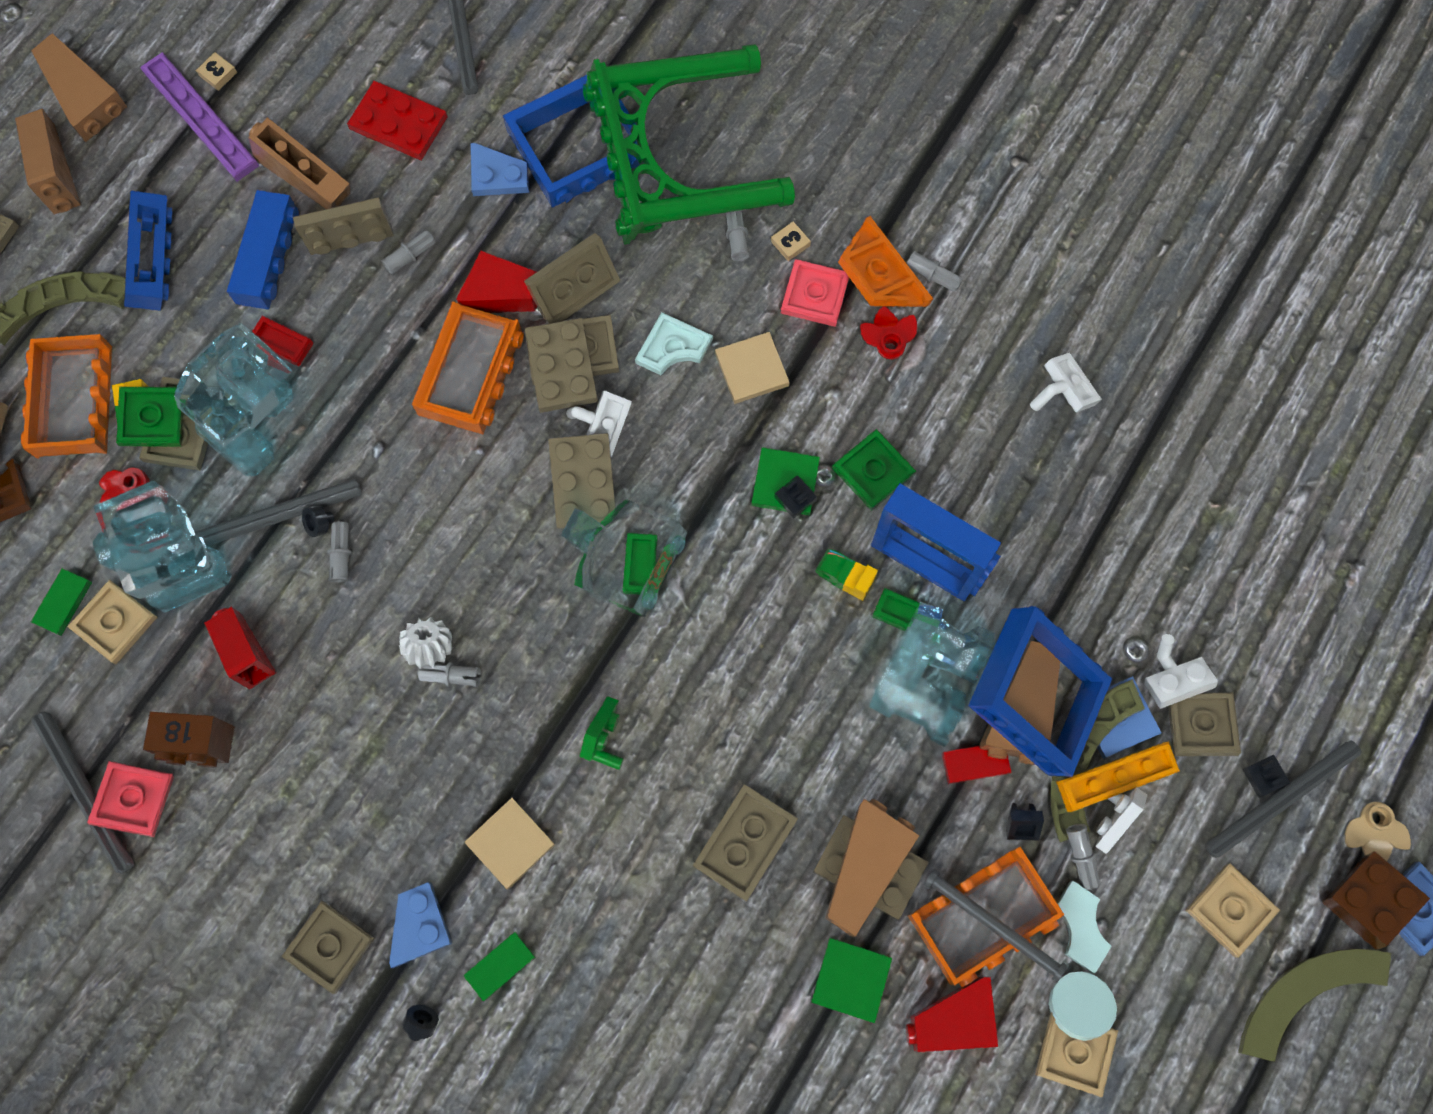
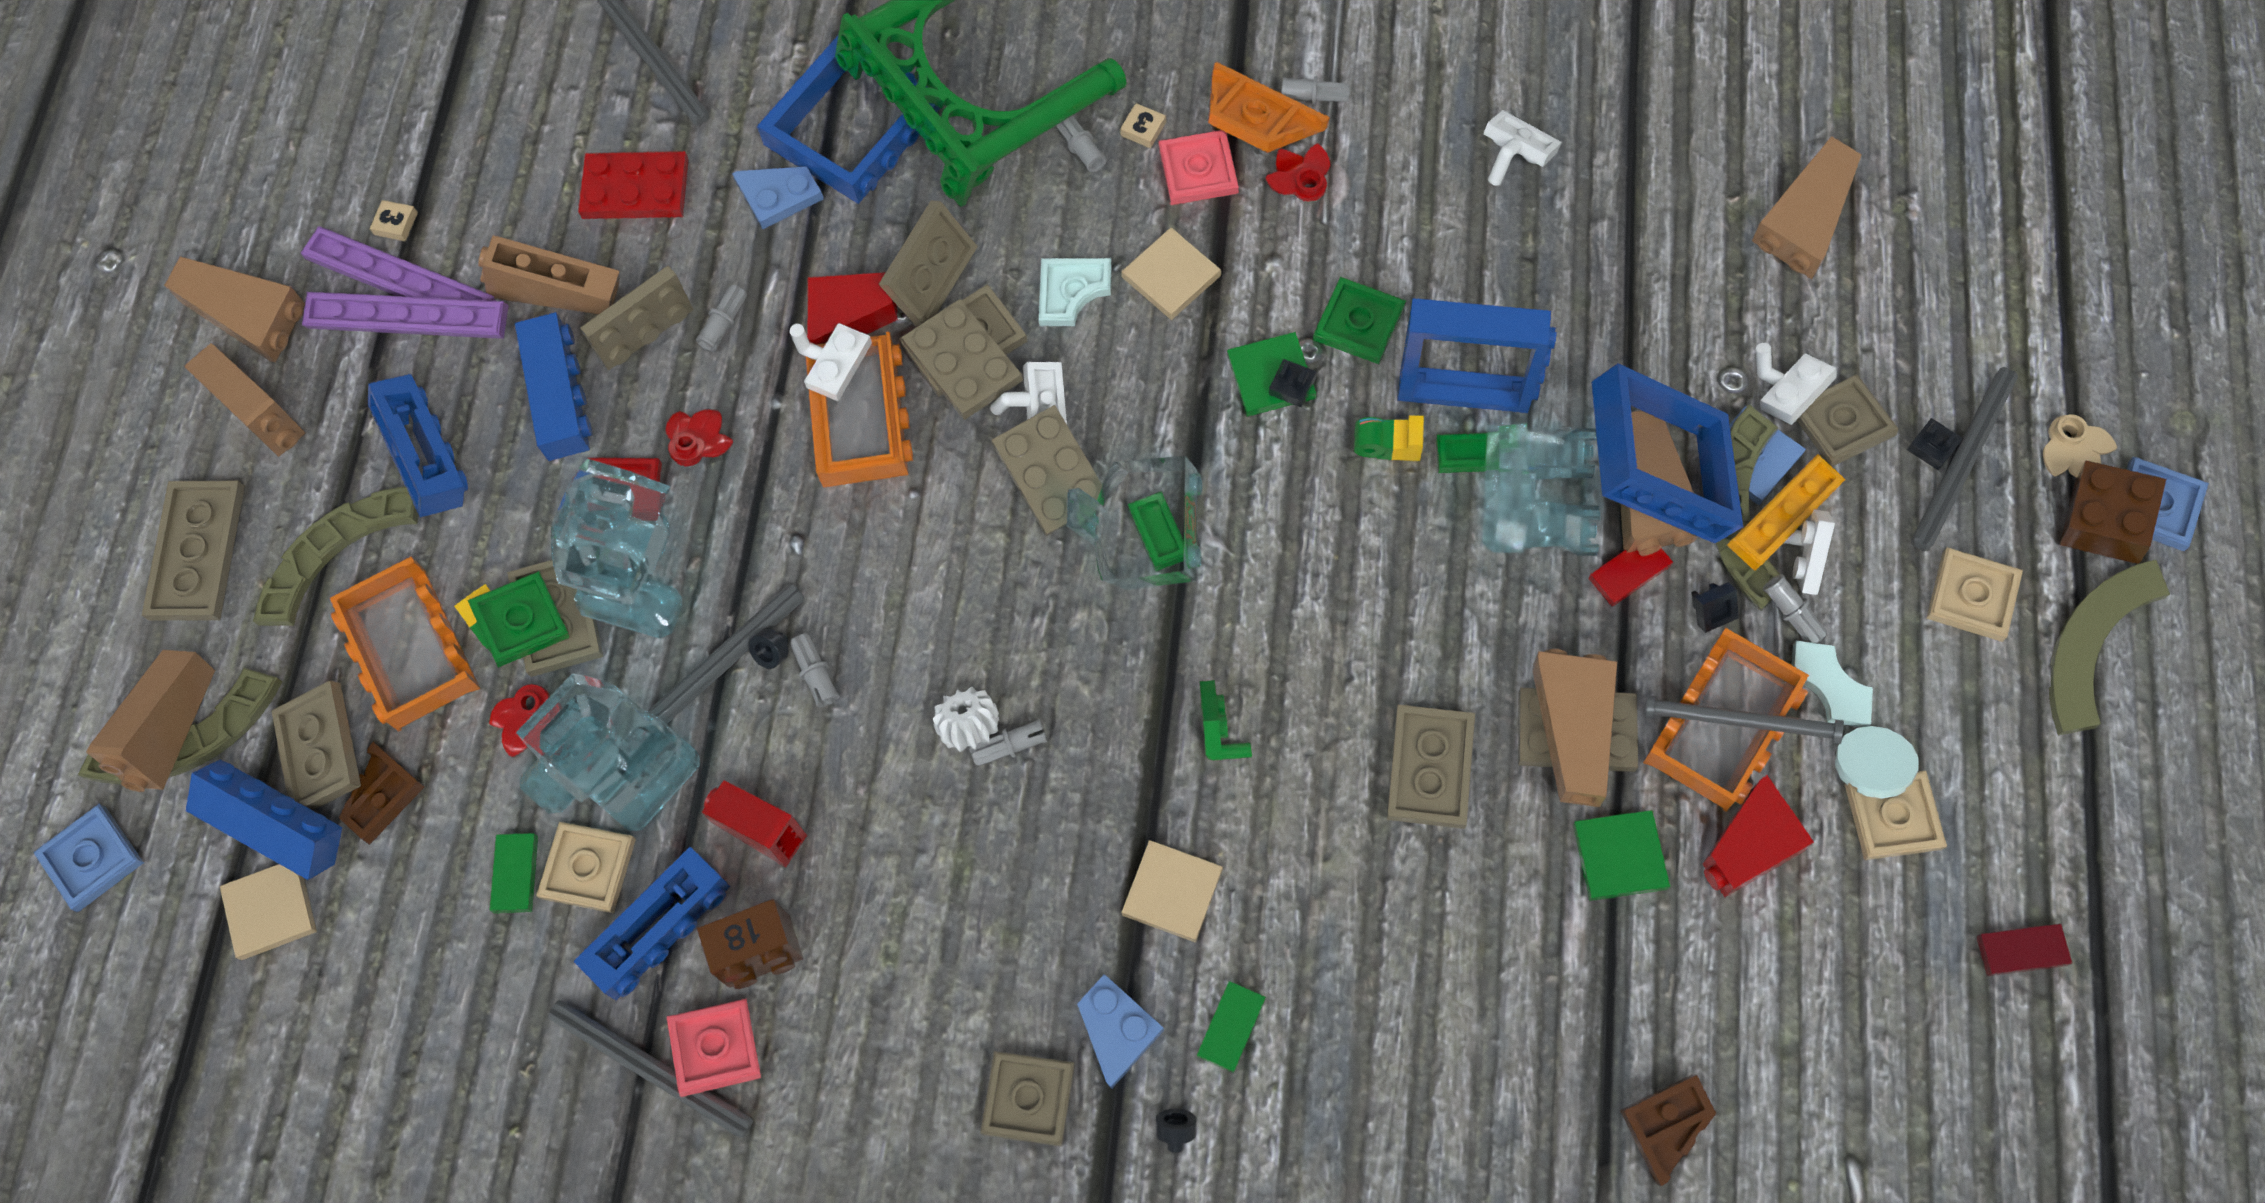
camera: 20 degrees left, 5 degrees down
(92, 708) = (615, 968): none -> blue brick
(188, 148) = (405, 315): none -> medium lavender tile
(349, 335) = (696, 436): none -> red plate
(466, 325) = (834, 362): none -> white plate
(1265, 544) = (1807, 213): none -> medium nougat slope

